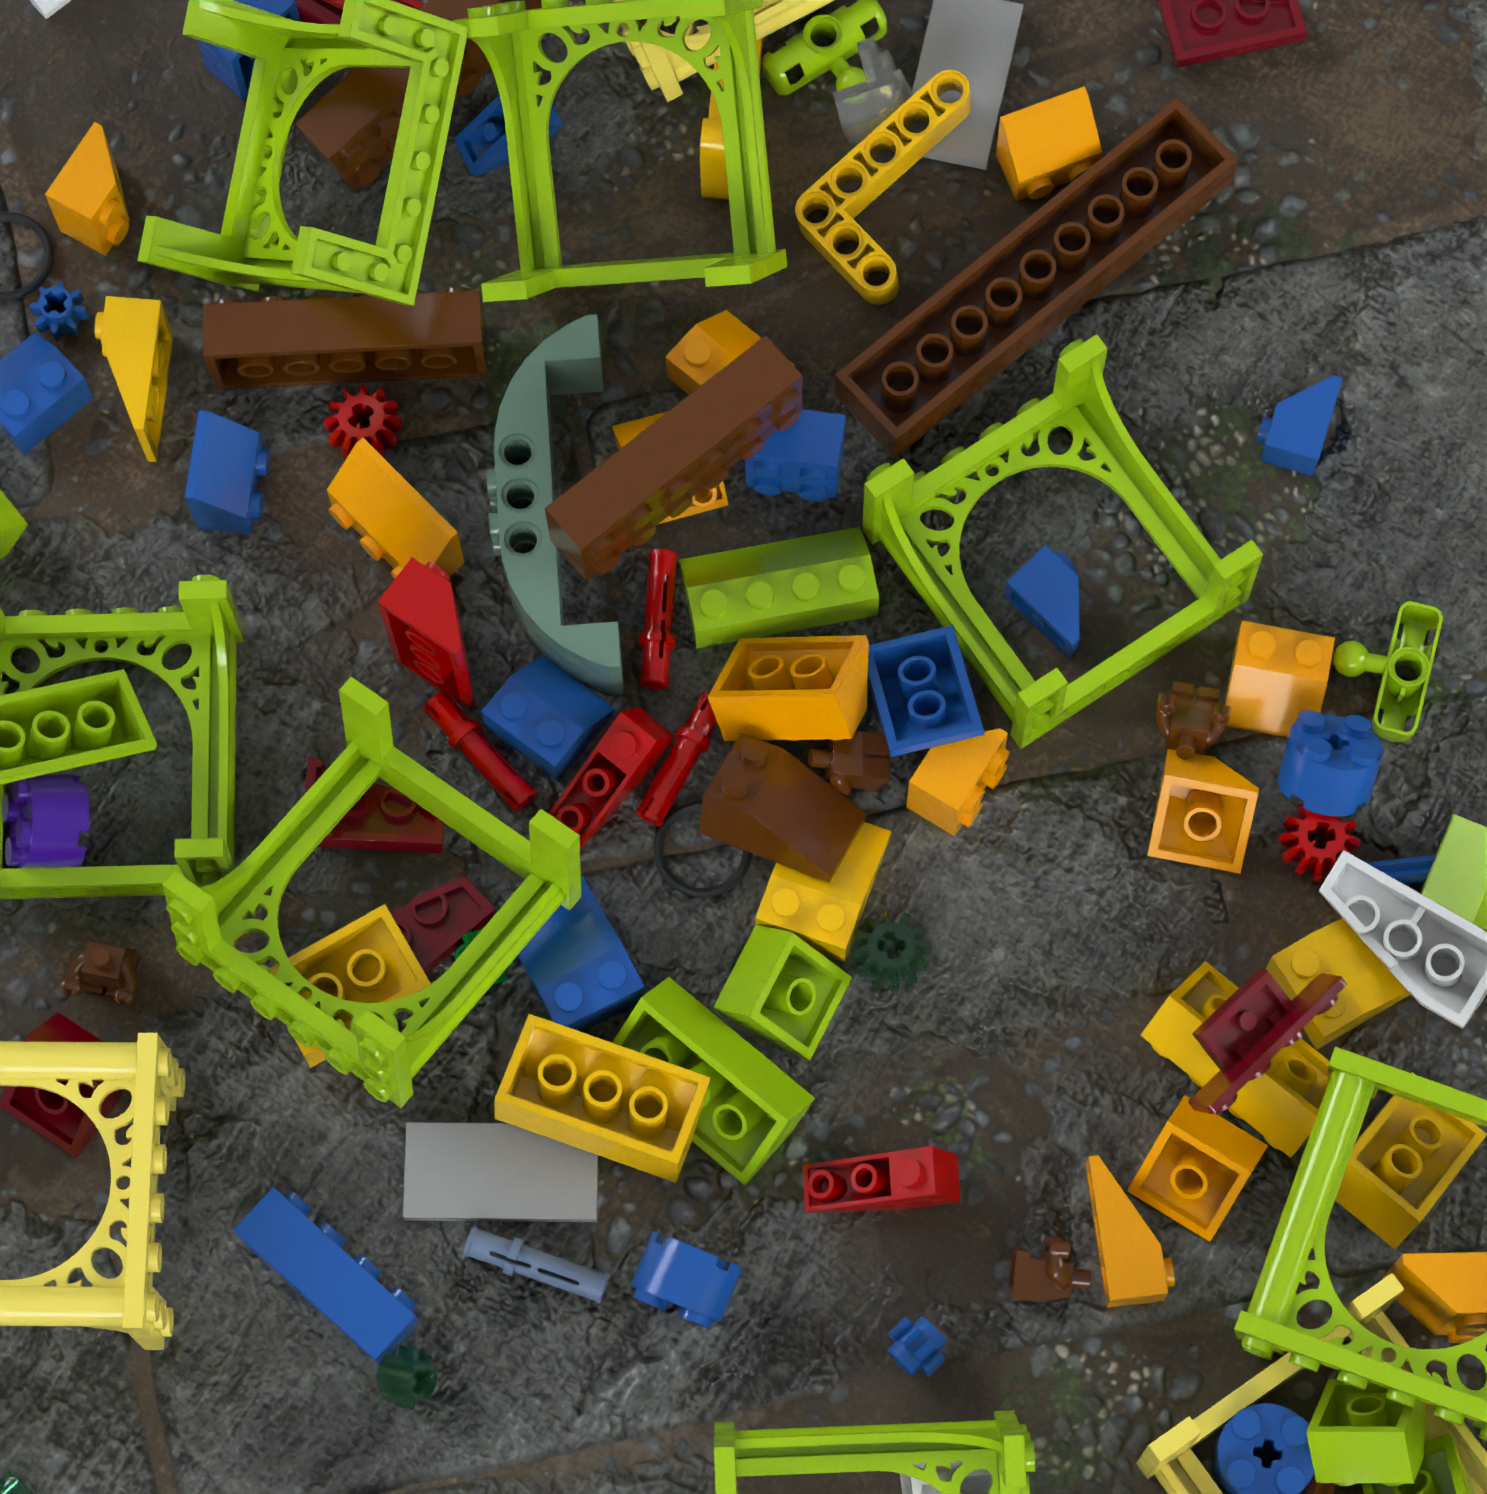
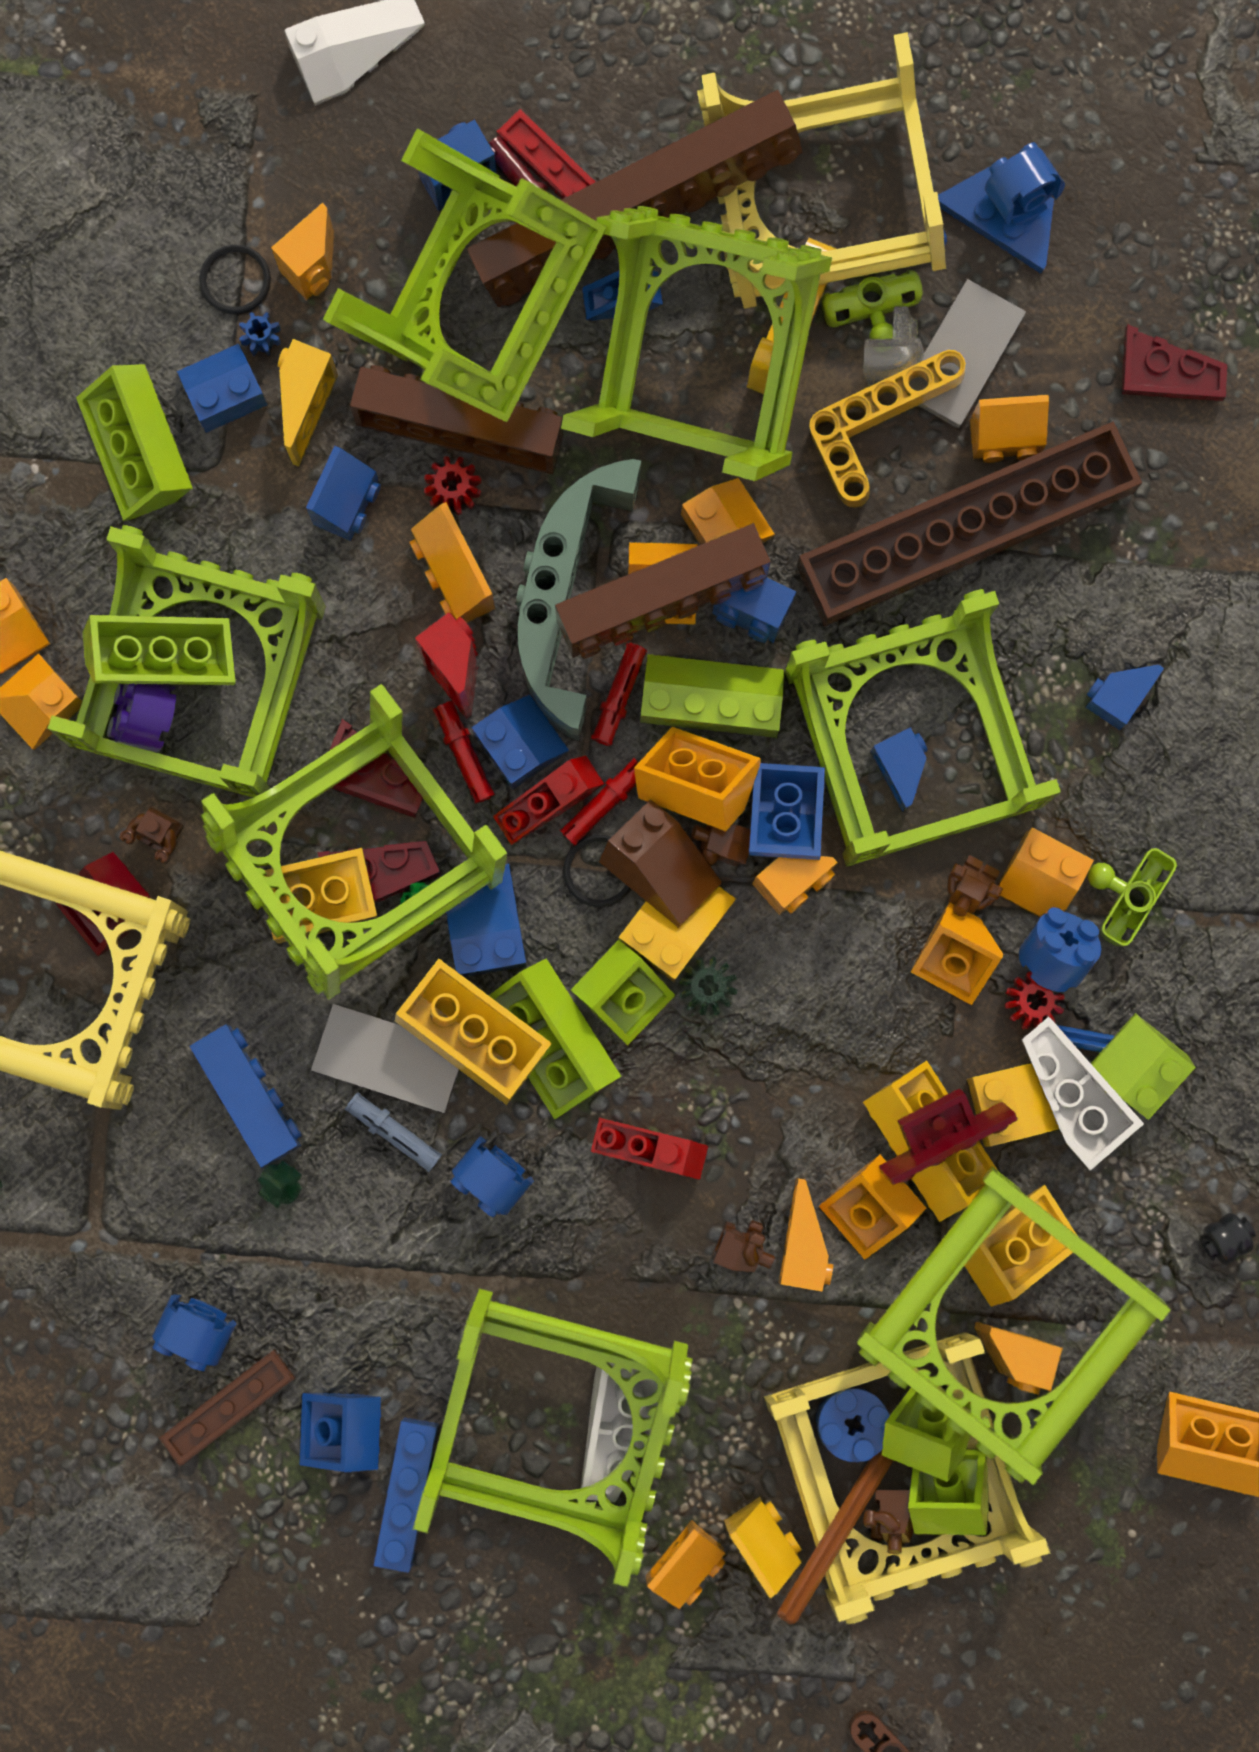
camera: 10 degrees right, 10 degrees up
(916, 1346) = (637, 1272): blue gear -> none

